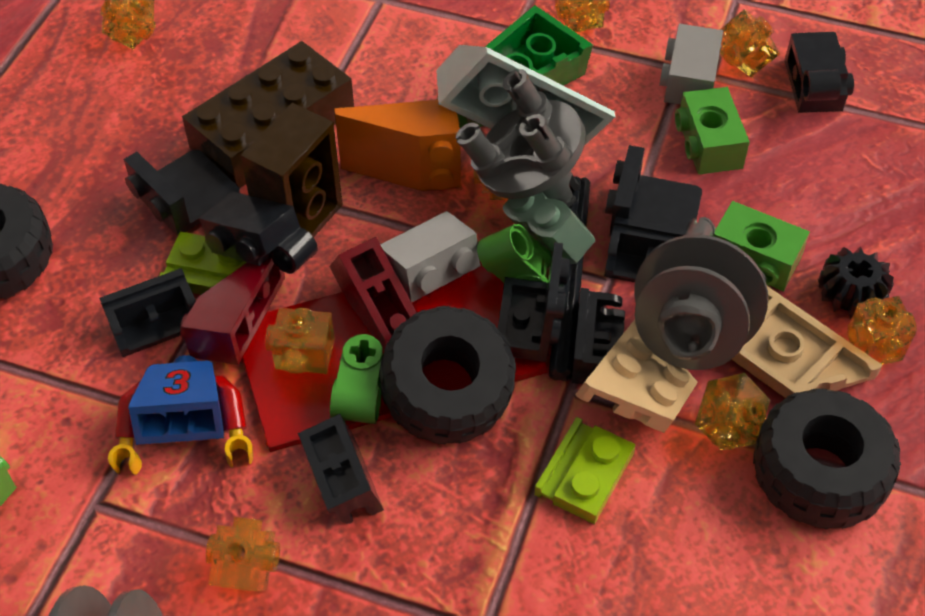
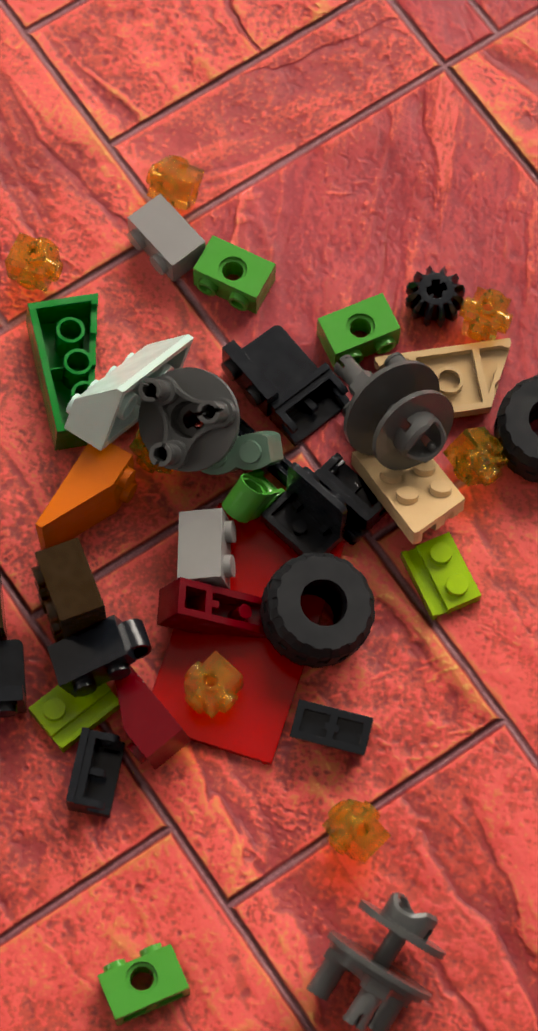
camera: 55 degrees left, 15 degrees up
(179, 405) = (202, 799): blue torso -> none
(357, 387) = (278, 675): bright green piece -> none
(818, 72) = (239, 159): black hinge -> none

